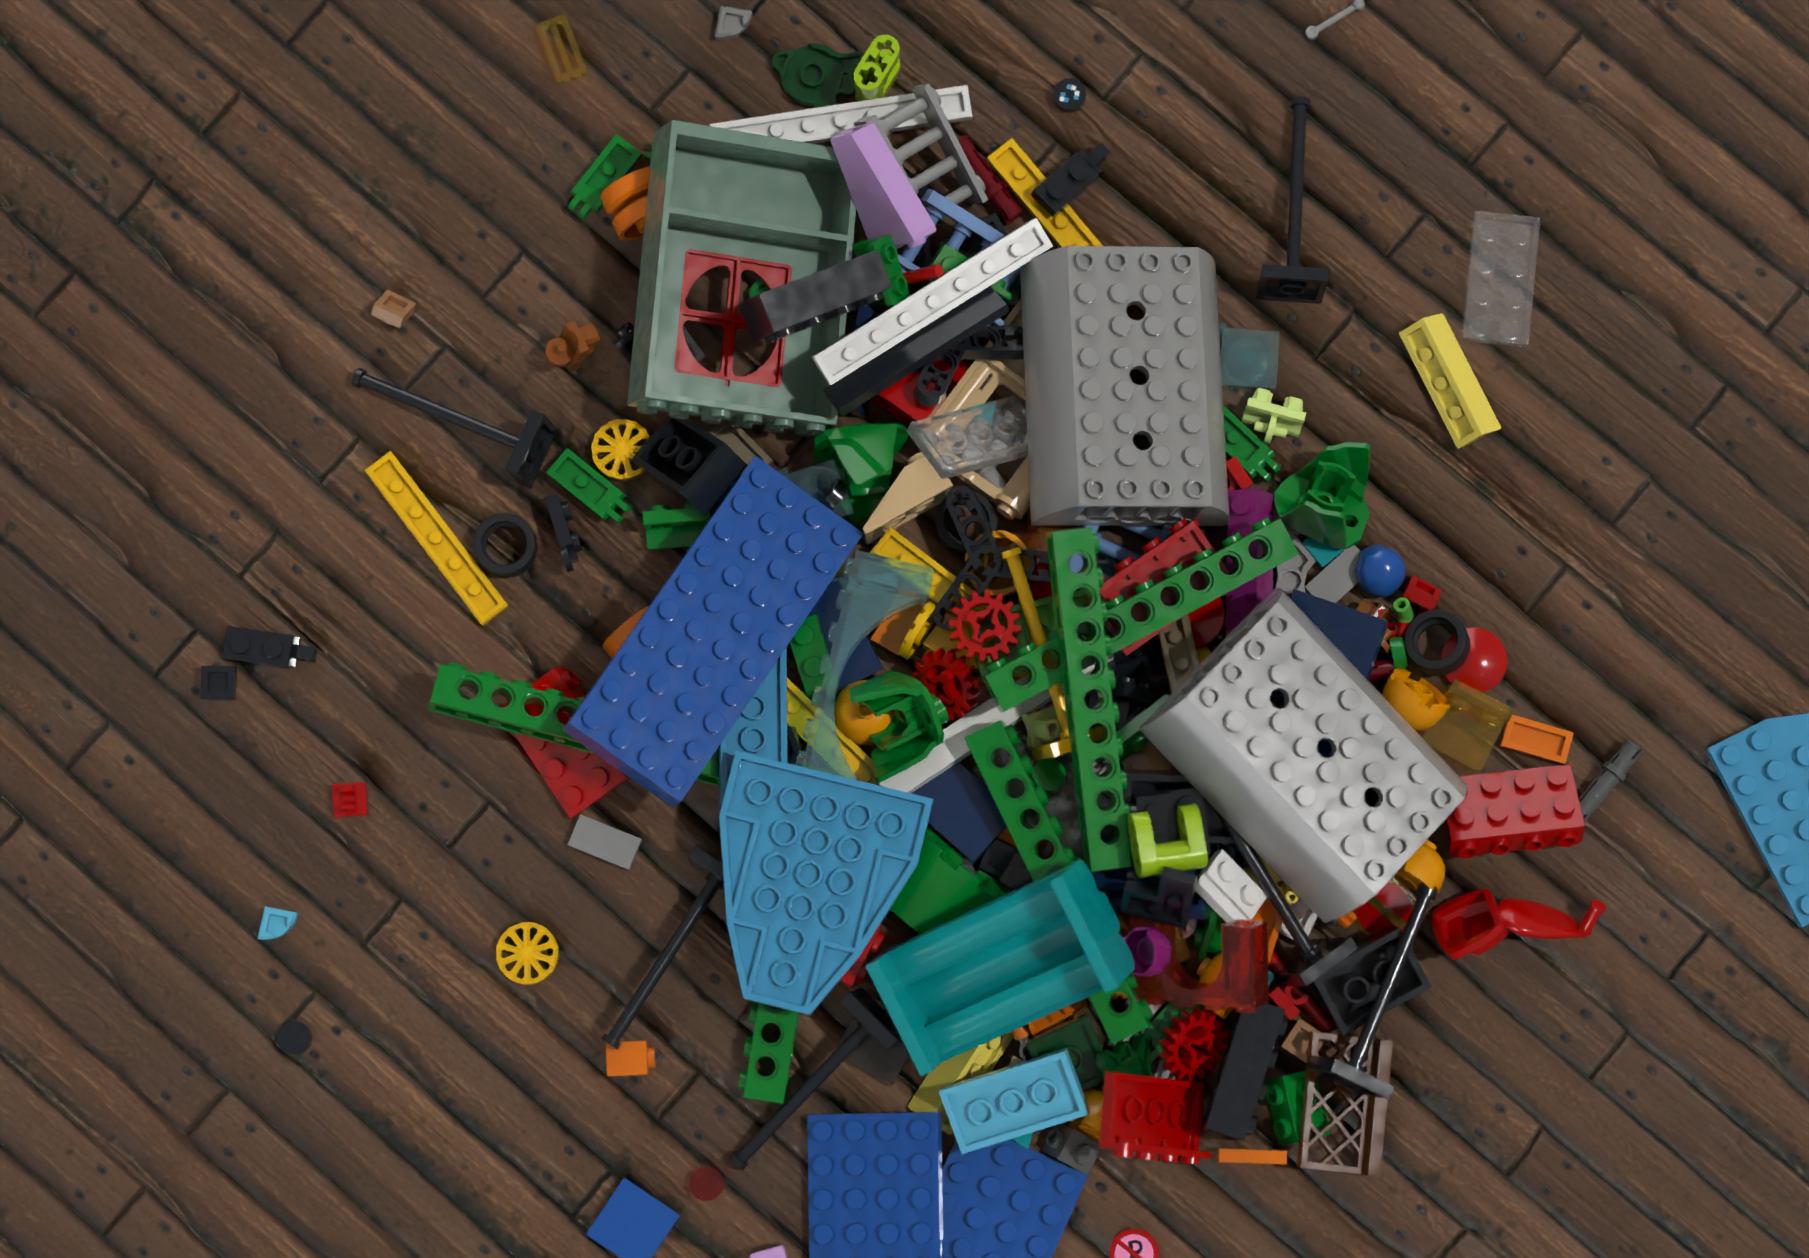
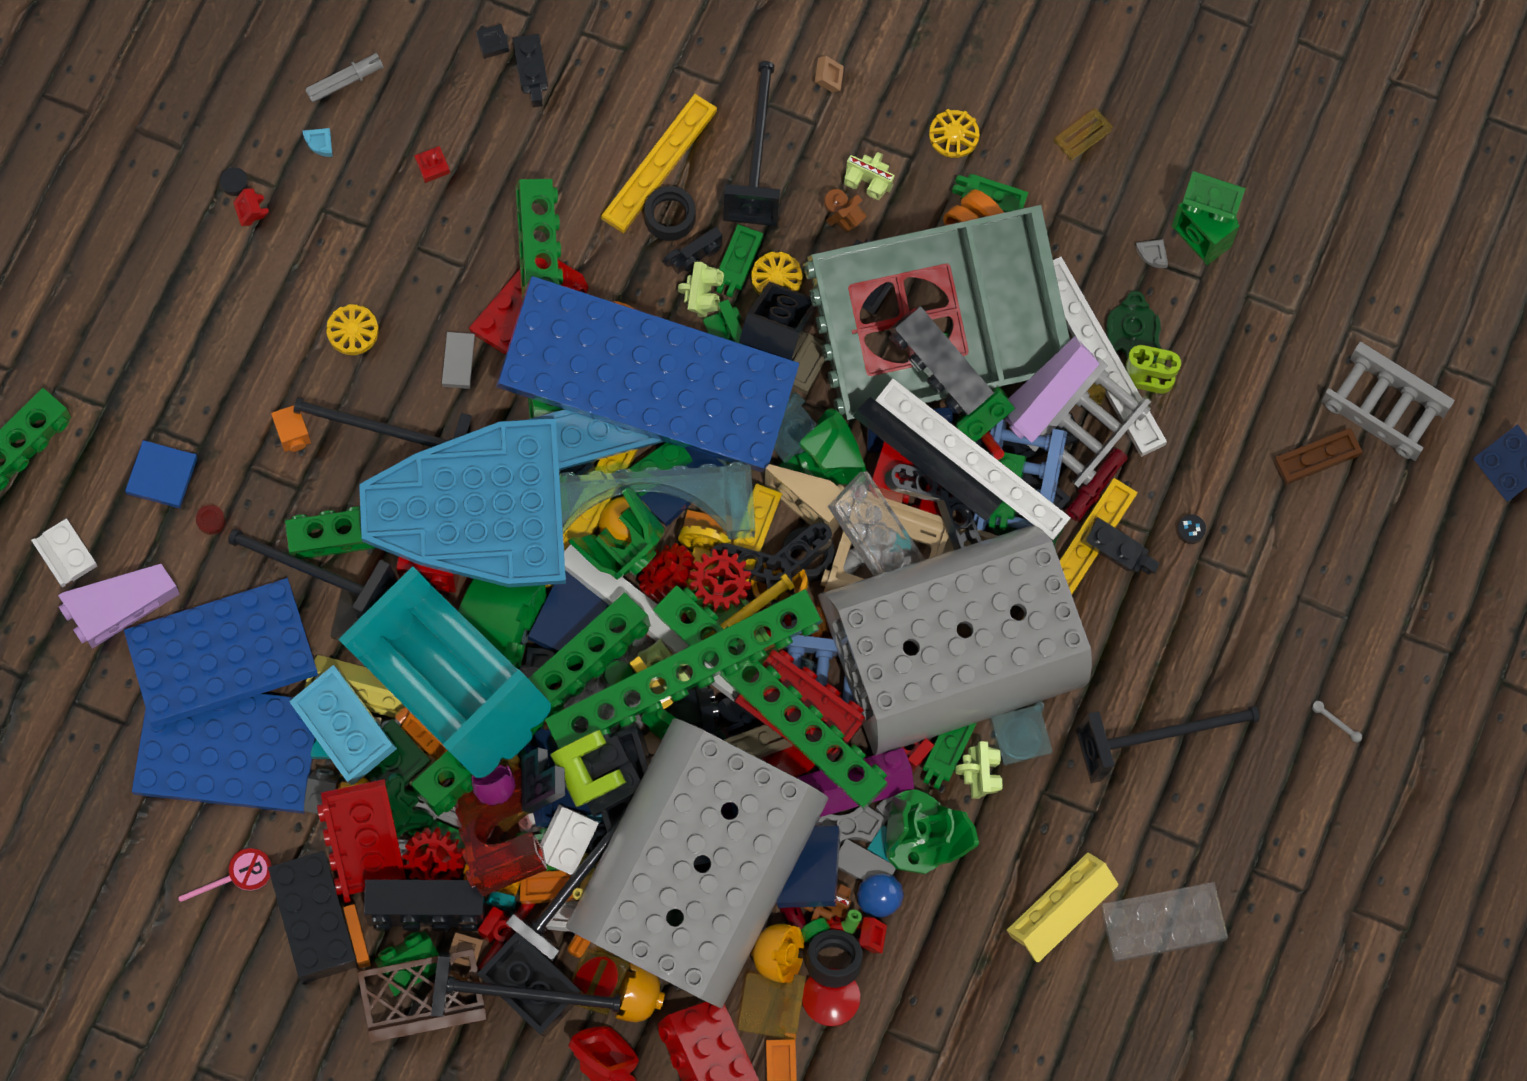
camera: 65 degrees right, 10 degrees down
(206, 870) = (344, 77): none -> light grey axle
(335, 1030) = (248, 207): none -> red tile
(512, 192) = (954, 133): none -> yellow wheel
(524, 315) = (871, 171): none -> yellowish green hips
(611, 543) = (698, 289): none -> yellowish green hips
(834, 494) = (789, 437): black tile -> none
(1216, 1199) = (313, 917): none -> black brick

